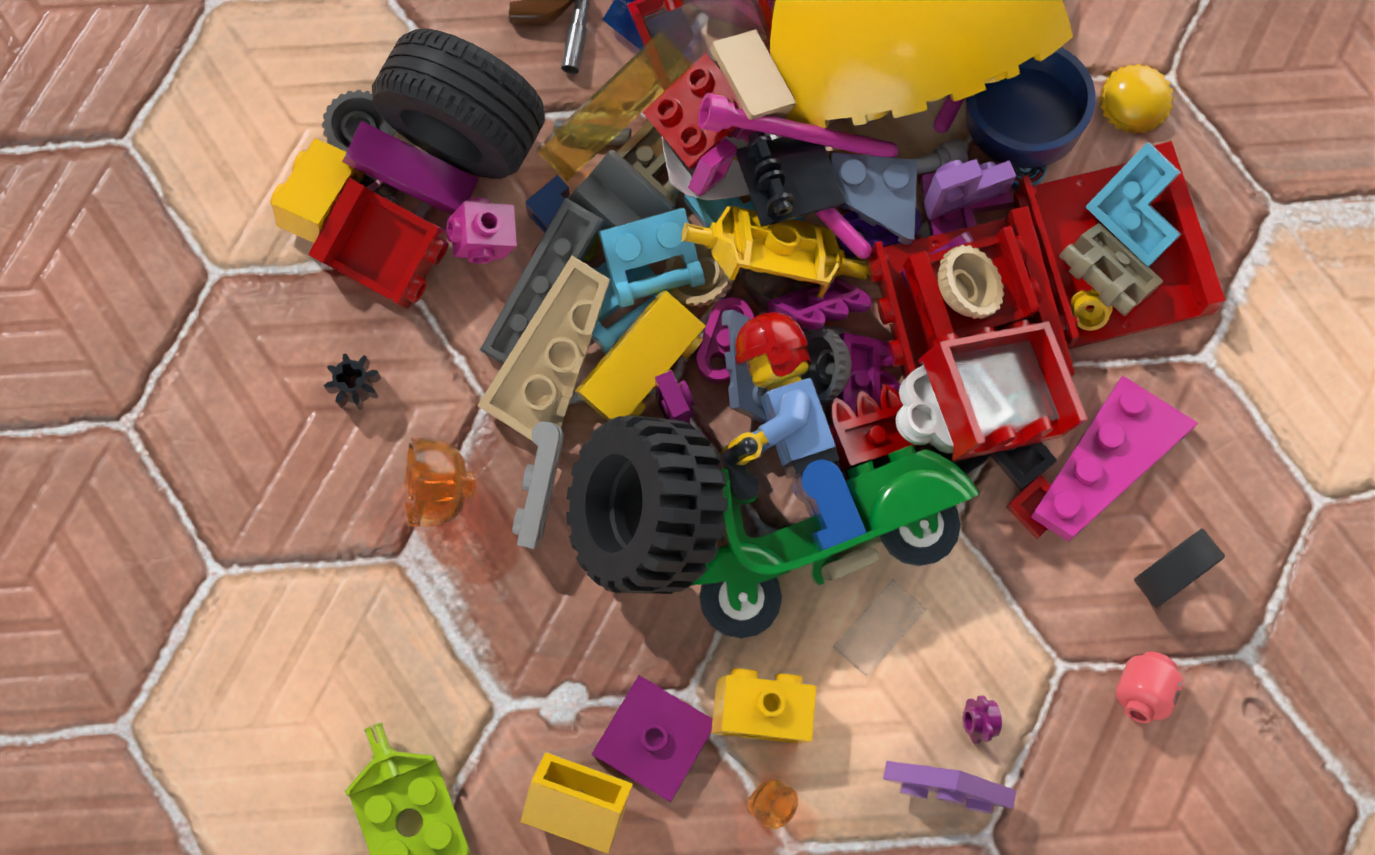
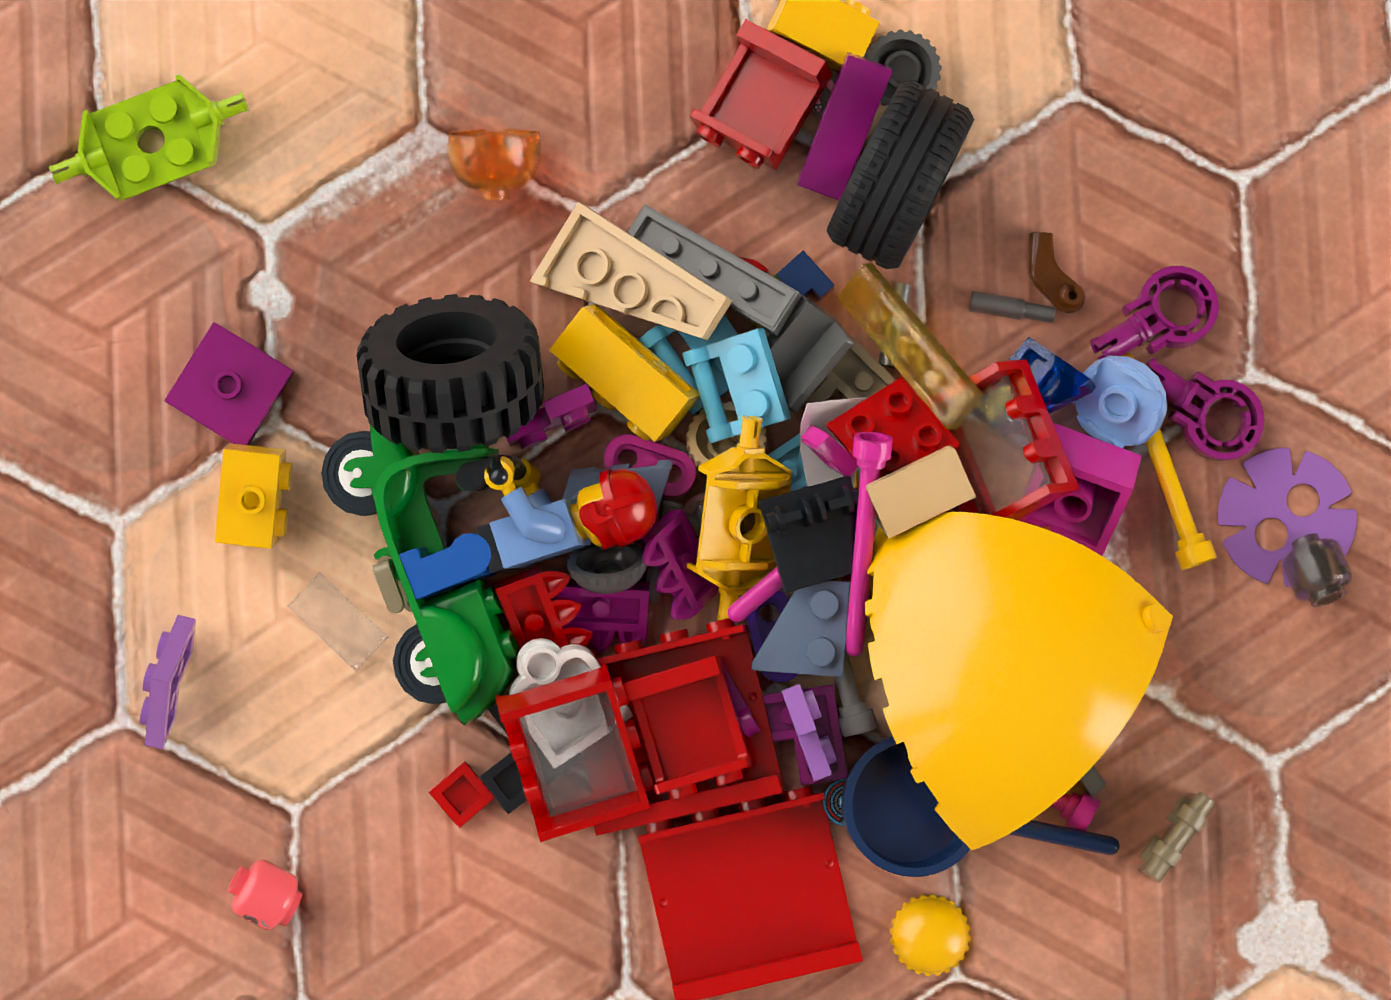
camera: 90 degrees right, 10 degrees up
(341, 379) = (601, 79): black gear -> none
(482, 230) = (773, 204): dark pink brick -> none
(539, 483) = (492, 267): light grey plate -> none
(562, 809) = (161, 305): yellow brick -> none
(773, 803) = (159, 504): clear orange tile -> none
(970, 282) = (685, 721): tan hat -> none
(982, 719) = (237, 720): magenta plate -> none
(1089, 318) = (674, 860): yellow plate -> none
(1110, 269) = (723, 892): dark tan plate -> none
(1116, 449) = (517, 877): dark pink wing -> none
(1127, 209) = (789, 908): medium azure plate -> none
(1179, 568) = (384, 932): black tyre -> none

